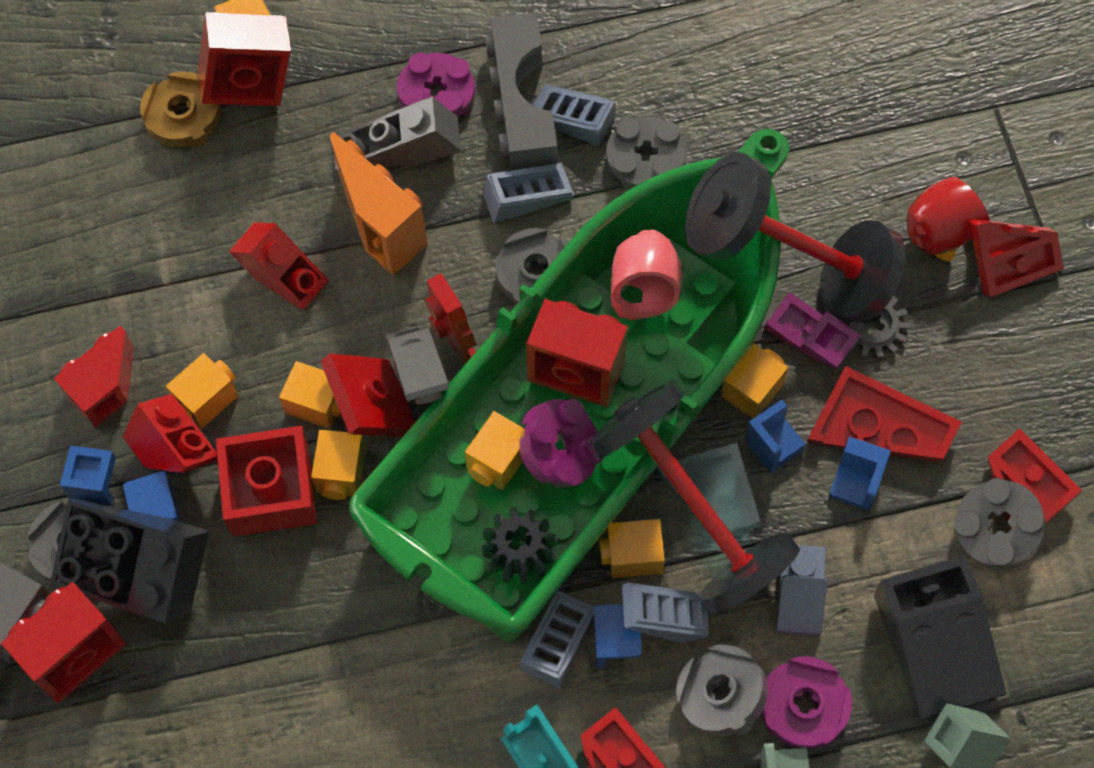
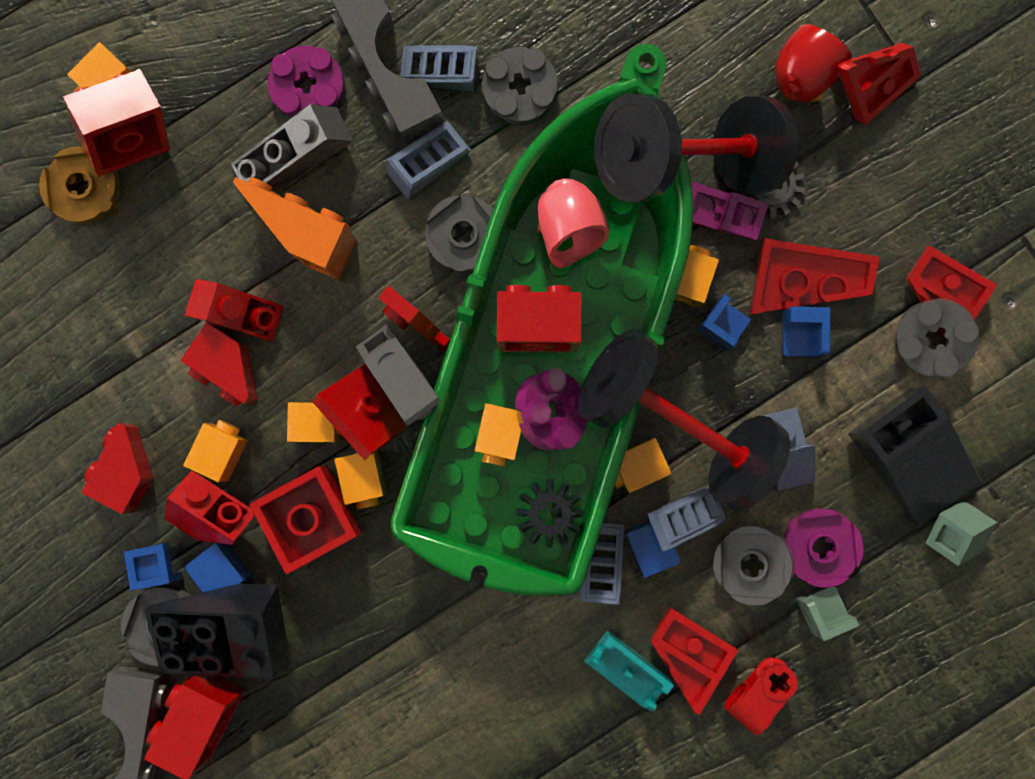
camera: 15 degrees left, 20 degrees up
(247, 308) = (223, 361): none -> red slope
(725, 486) = (693, 386): clear light blue wing -> none

